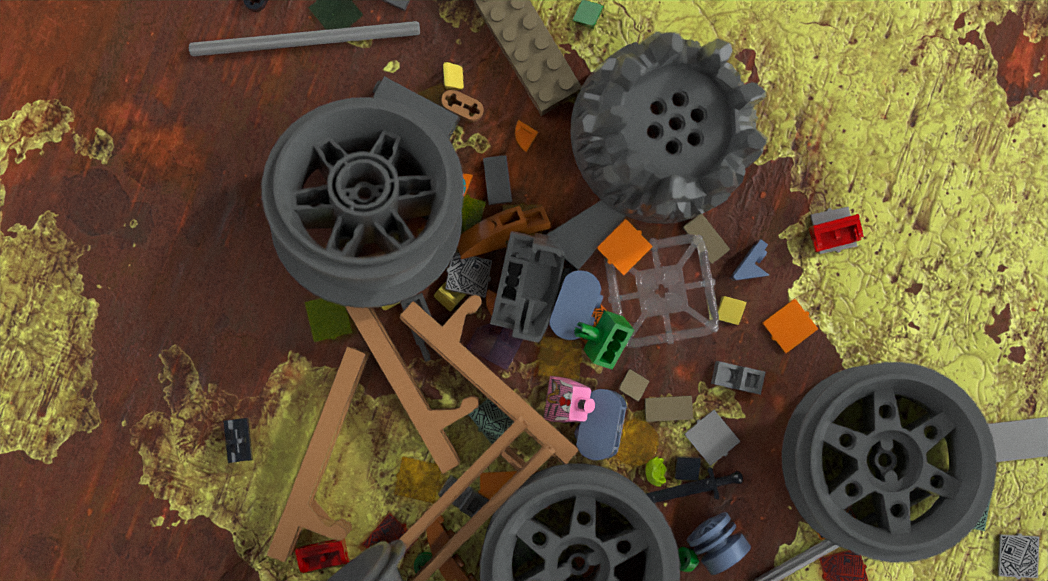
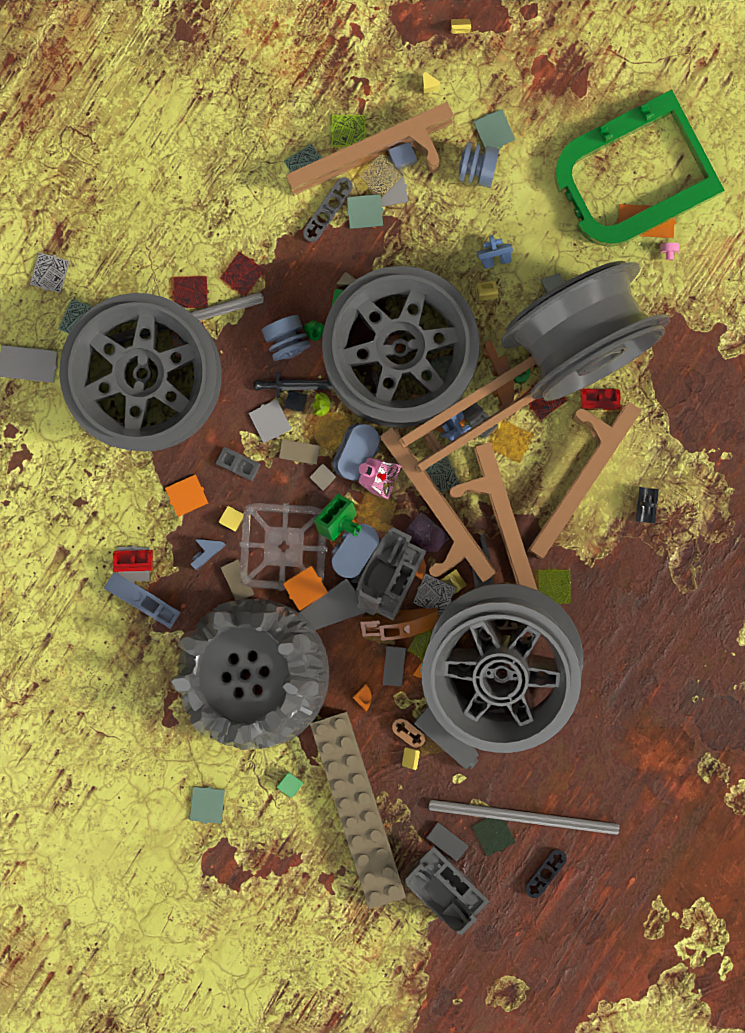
camera: 165 degrees left, 0 degrees up
(491, 480) = (453, 428): none -> medium blue hips
(814, 188) = (142, 600): none -> sand blue slope

